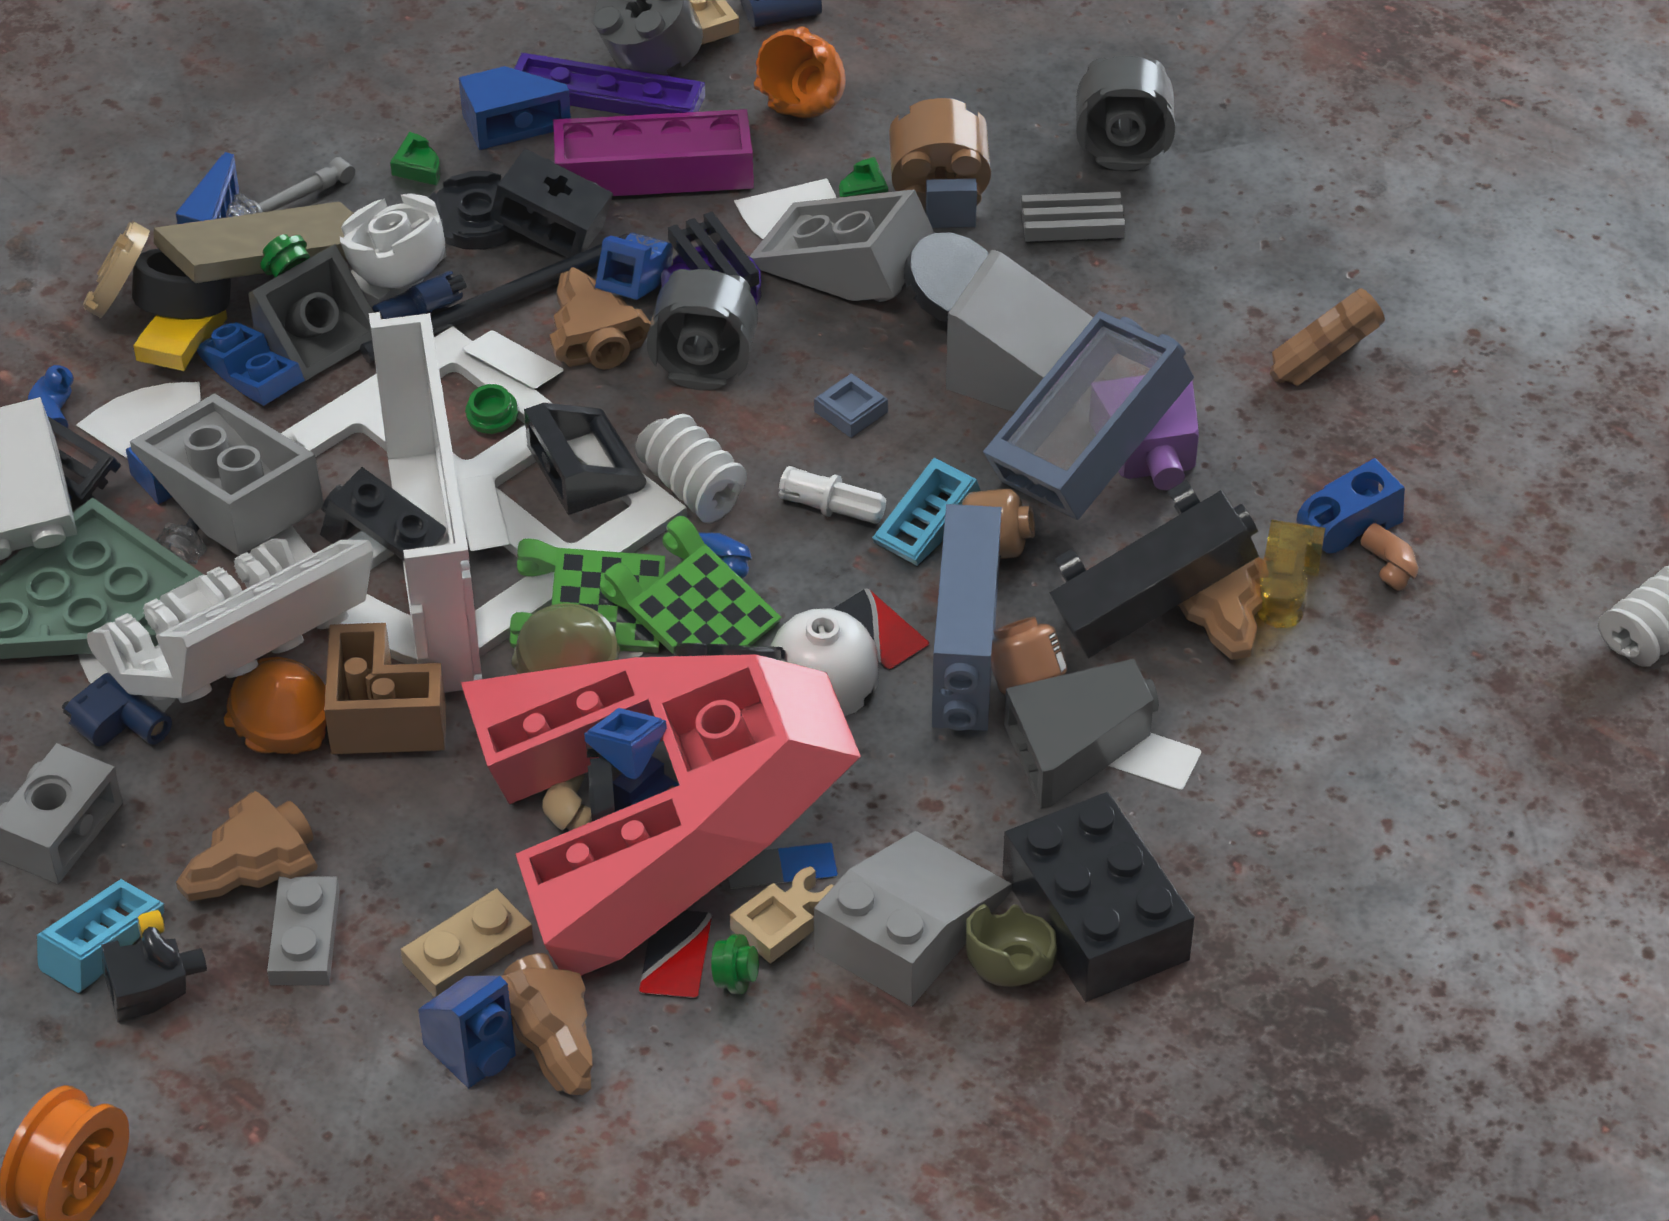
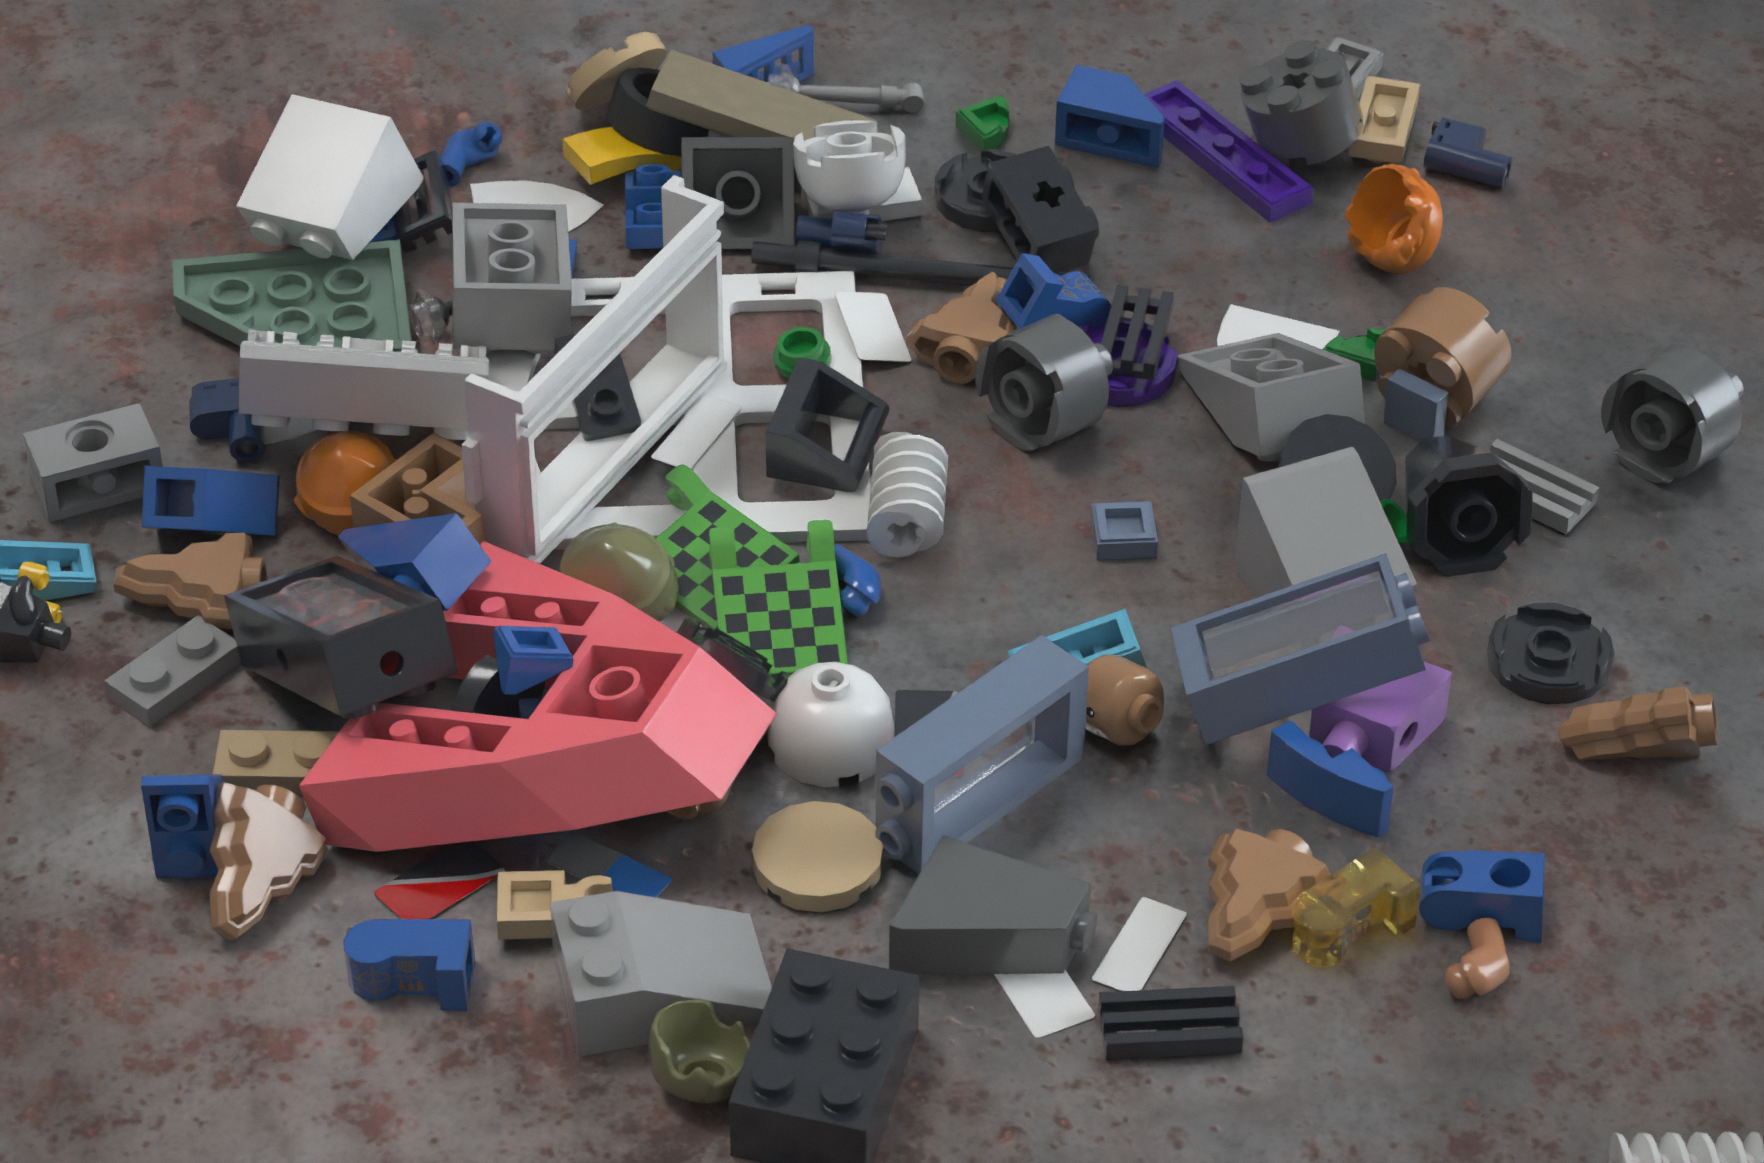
camera: 40 degrees right, 5 degrees down
(191, 787) = (210, 501): none -> blue slope
(283, 254) = (738, 120): green plate -> none
(433, 731) = (423, 553): none -> blue slope
(447, 815) = (342, 635): none -> black brick
(658, 151) = (1198, 224): magenta slope -> none
(734, 964) = (463, 903): green plate -> none
(739, 1015) = (412, 959): none -> blue leg
(831, 495) = (1008, 591): white axle -> none
(914, 761) = (817, 856): none -> tan tile
(1026, 653) = (1004, 820): nougat head -> none
(1061, 246) = (1463, 506): none -> black cone
(1148, 496) = (1335, 787): none -> blue slope
(1155, 571) = (1197, 819): black brick -> none
(1176, 685) = (1139, 945): none -> white sticker
(1208, 324) = (1550, 654): none -> black tile
(1249, 716) = (1168, 1014): none -> black tile

